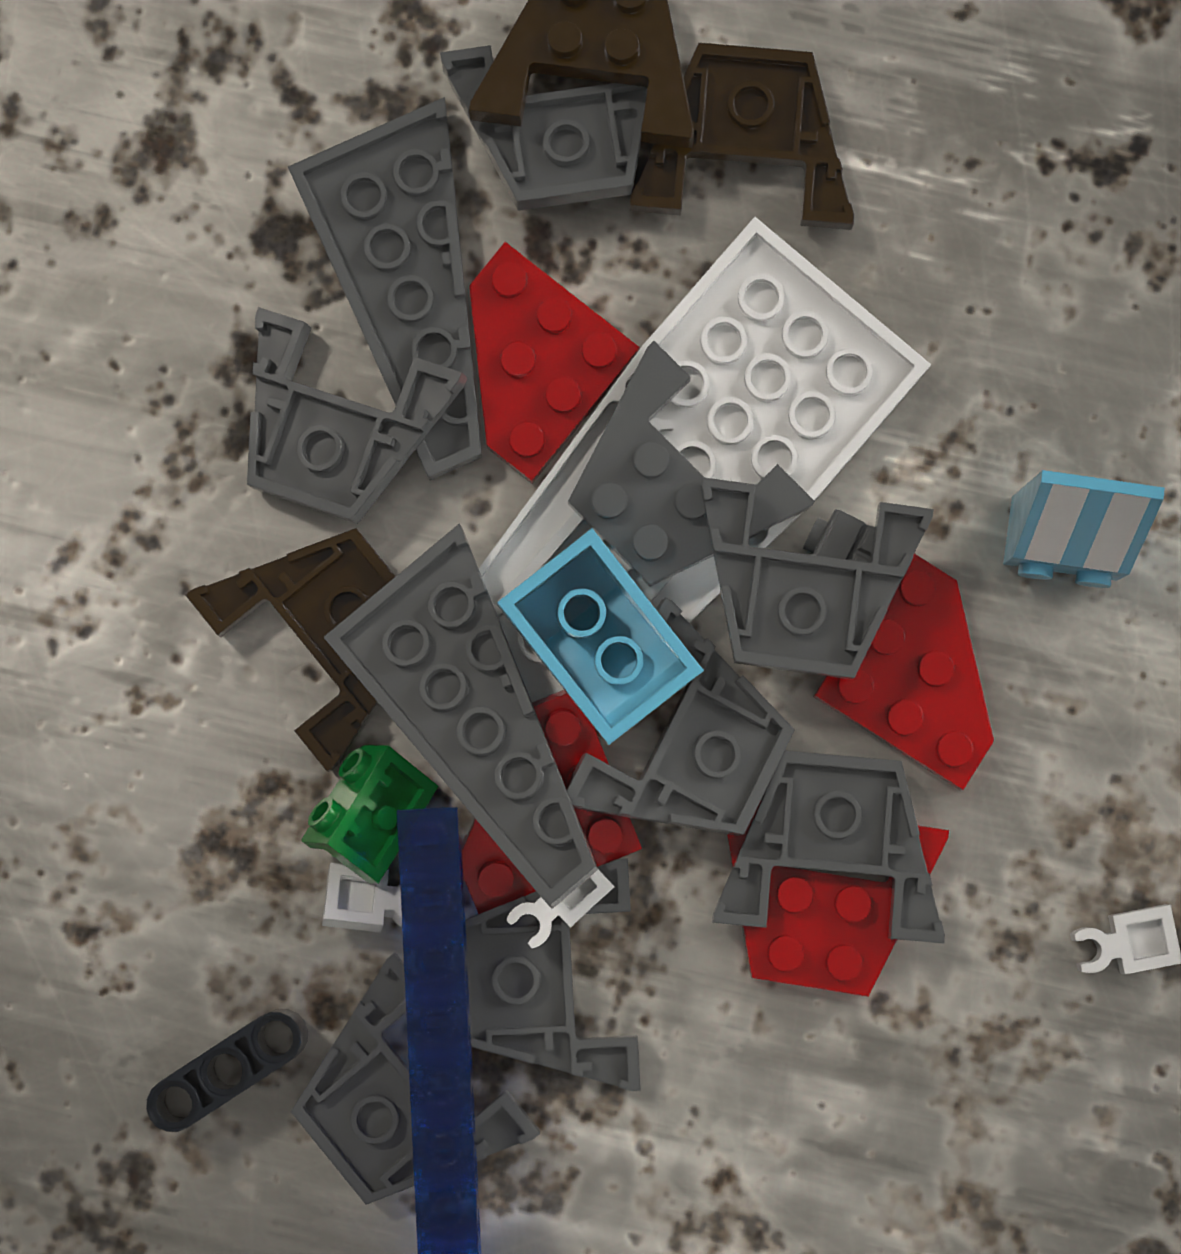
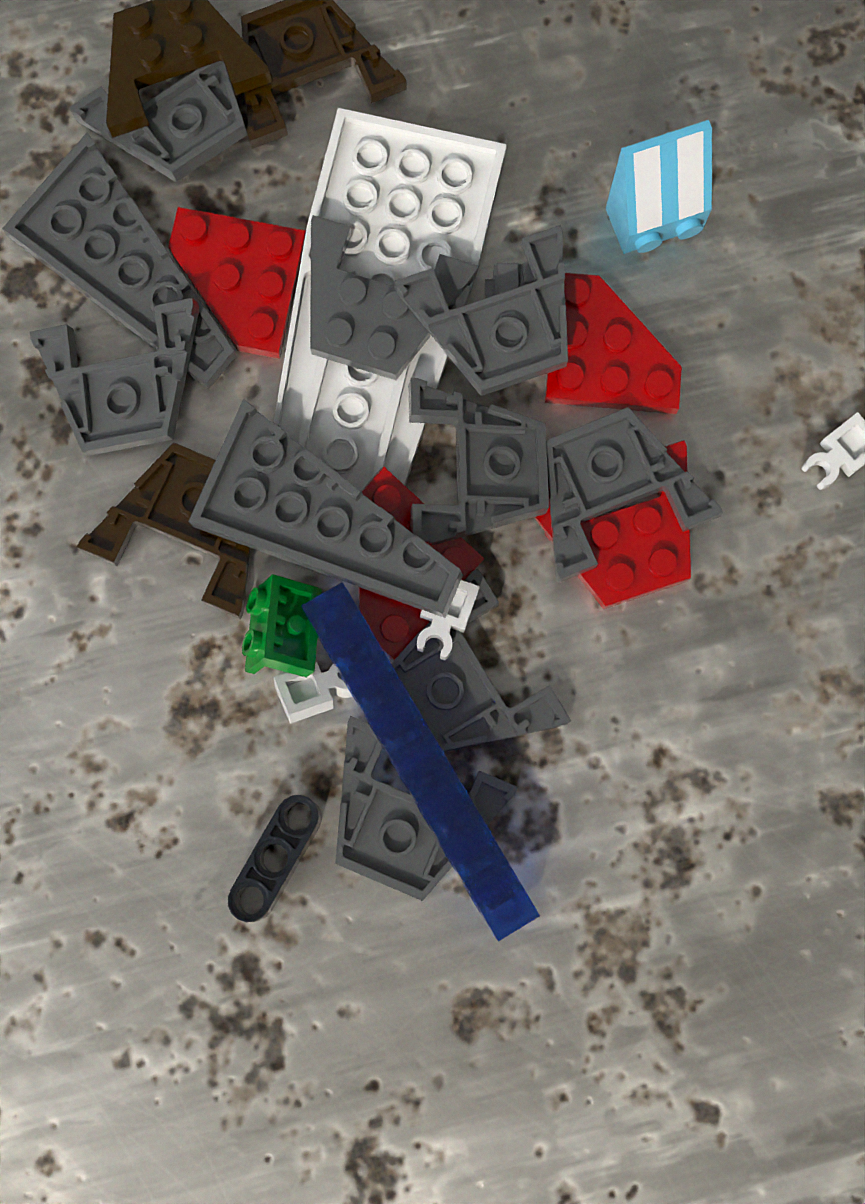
camera: 30 degrees left, 5 degrees down
(599, 636) = (378, 420): medium azure slope -> none

